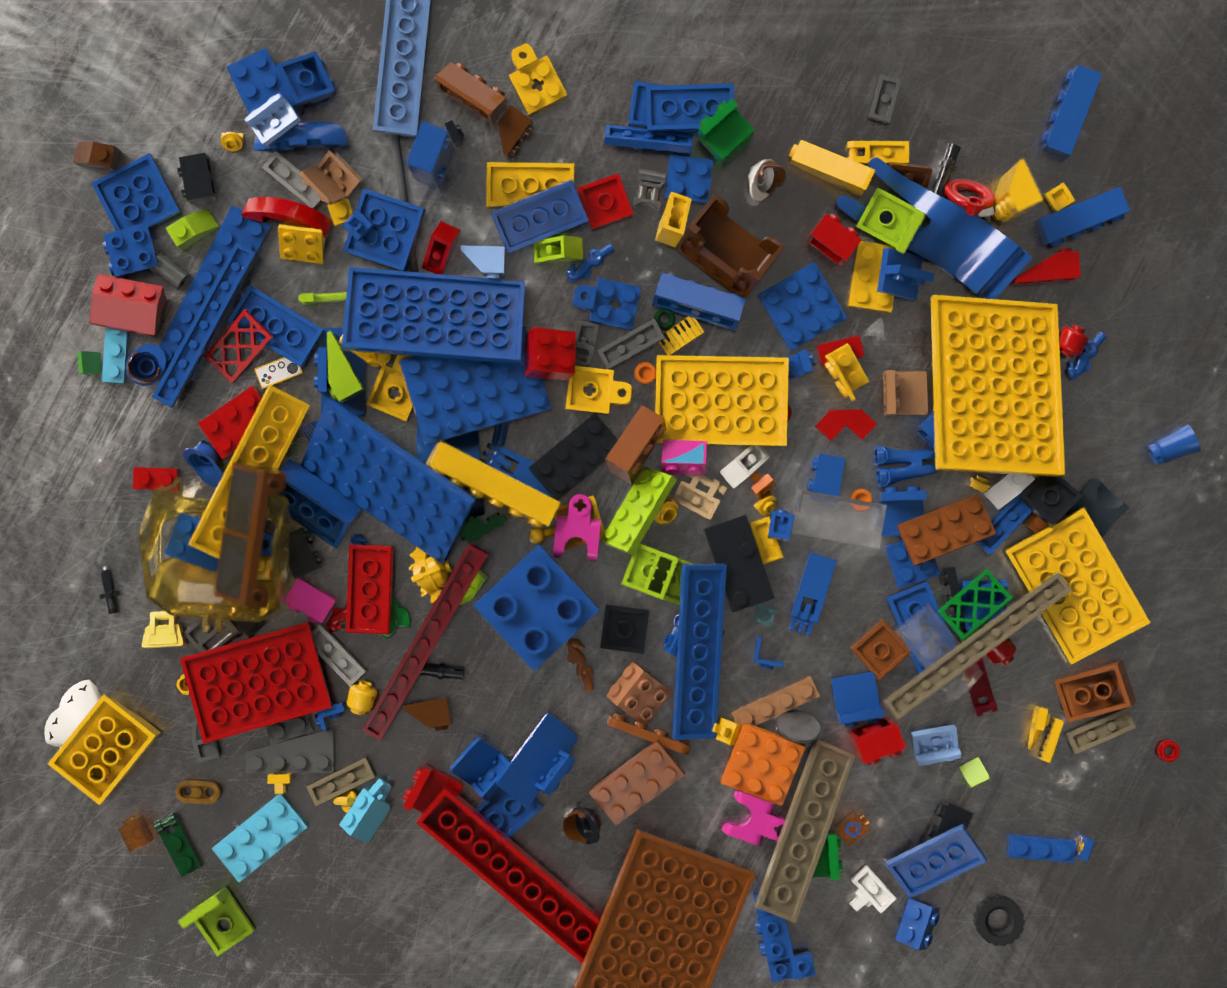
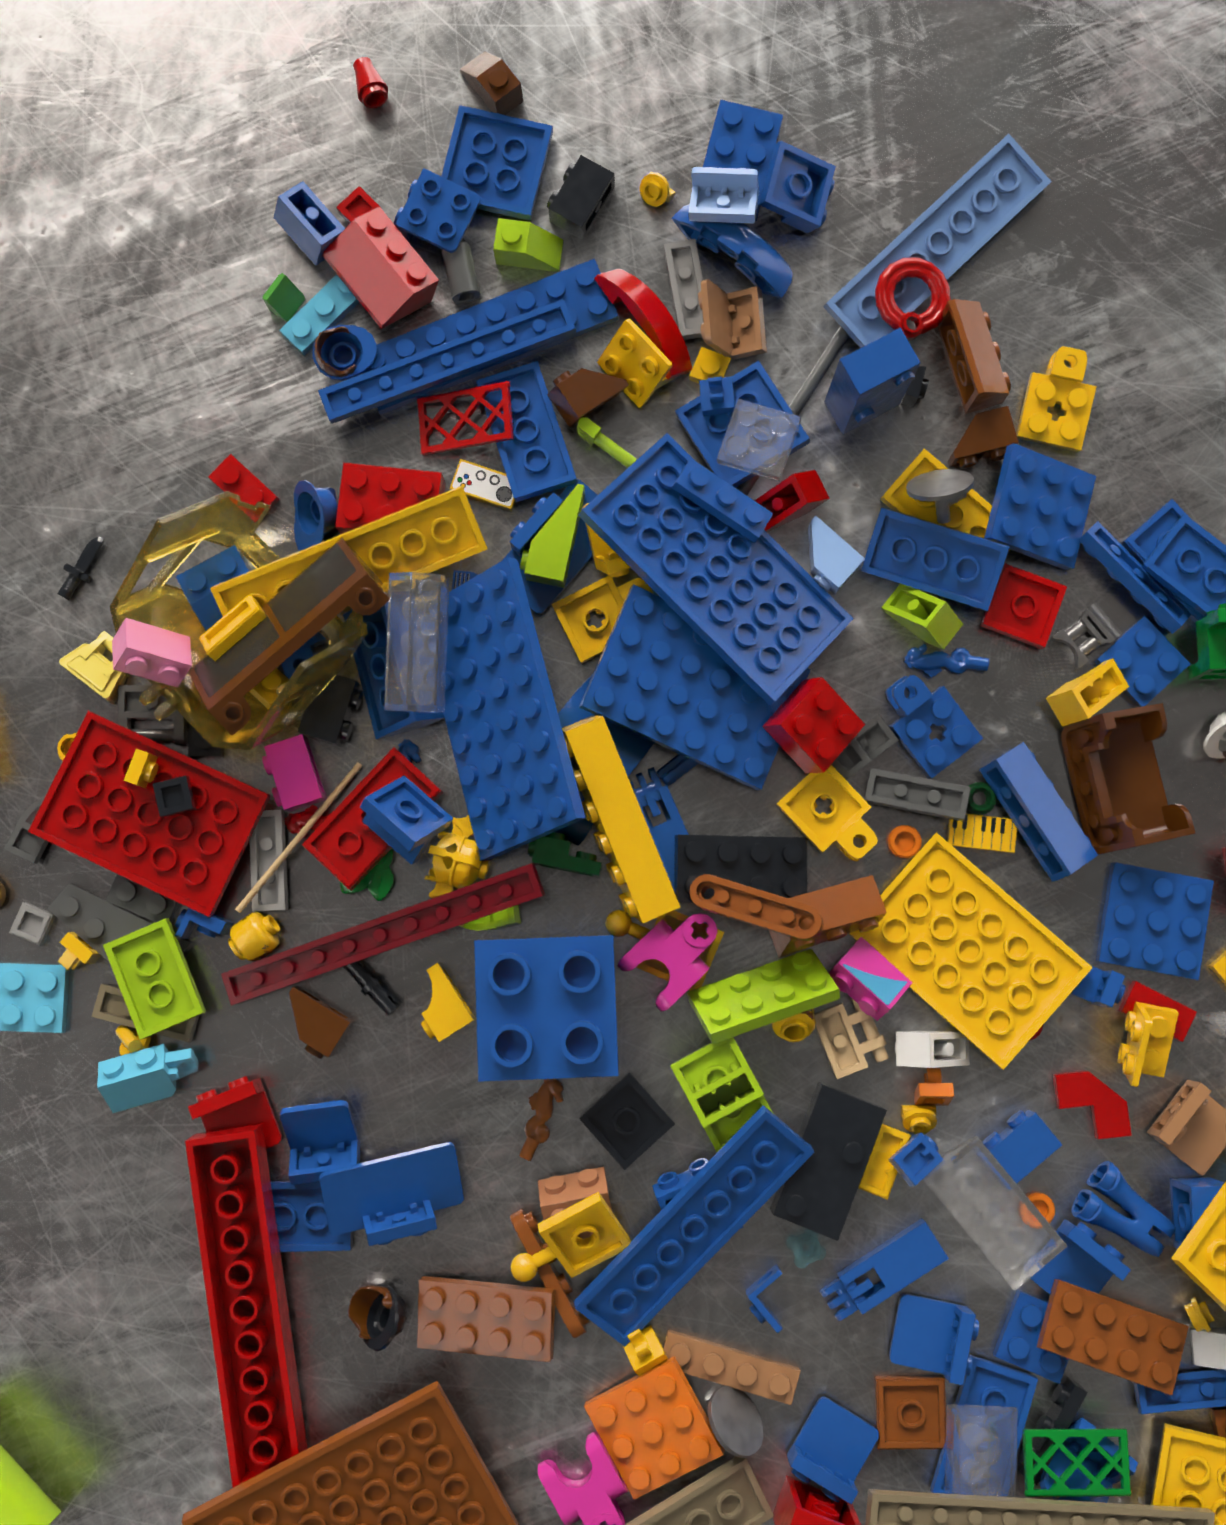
camera: 50 degrees right, 5 degrees down
(35, 212) = (370, 86): none -> red cone
(67, 313) = (307, 221): none -> blue brick
(85, 282) = (356, 205): none -> red plate
(188, 602) = (151, 652): none -> bright pink brick
(217, 554) = (232, 627): none -> yellow tile
(234, 663) = (142, 768): none -> yellow plate
(244, 787) = (32, 924): none -> light grey tile
(262, 663) = (174, 796): none -> black plate
(288, 282) = (583, 393): none -> reddish brown slope
(317, 483) = (416, 642): none -> clear slope
(330, 760) = (154, 978): none -> lime plate
(341, 638) = (298, 837): none -> tan axle
(386, 575) = (404, 817): none -> blue bracket
(399, 231) = (758, 440): none -> clear plate
(401, 101) = (893, 314): none -> red piece
(407, 278) = (722, 500): none -> blue plate
(489, 650) = (447, 1008): none -> yellow arch
(512, 177) = (943, 487): none -> flat silver shield
(570, 143) = (1040, 507): none -> blue plate
(597, 470) = (756, 907): none -> dark orange plate
(652, 714) = (573, 1252): none -> yellow plate
(860, 604) = (934, 1336): none -> blue bracket

